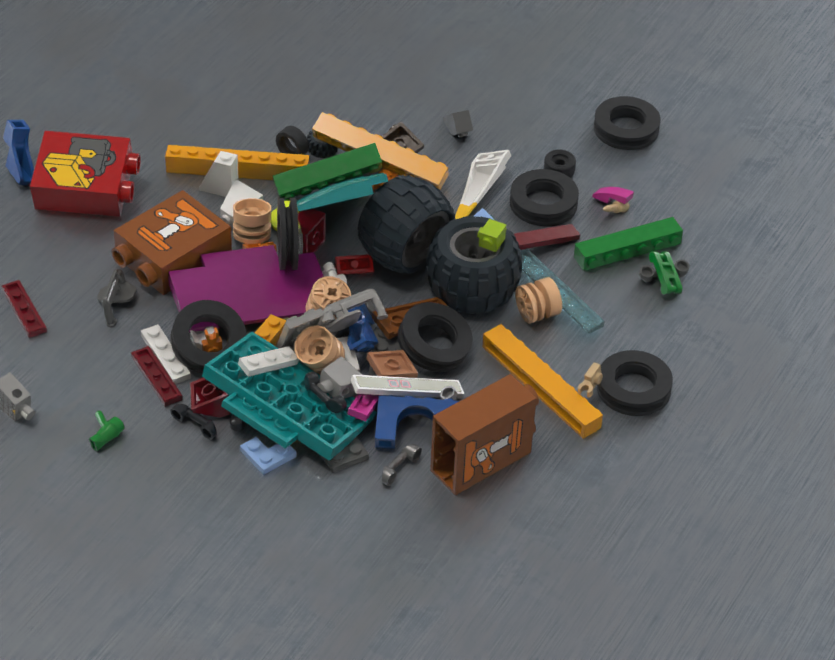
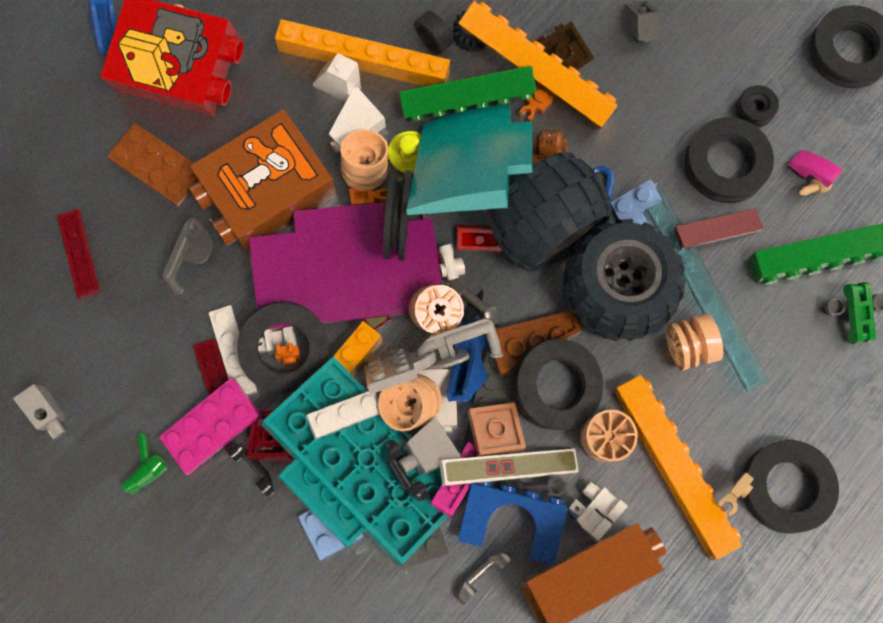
camera: 10 degrees right, 30 degrees up
(77, 248) = (154, 164): none -> dark orange plate
(156, 396) = (210, 426): none -> dark pink plate
(482, 362) = (608, 436): none -> light nougat wheel
(483, 174) = (662, 111): white plate -> none
(492, 235) = (652, 269): lime brick -> none

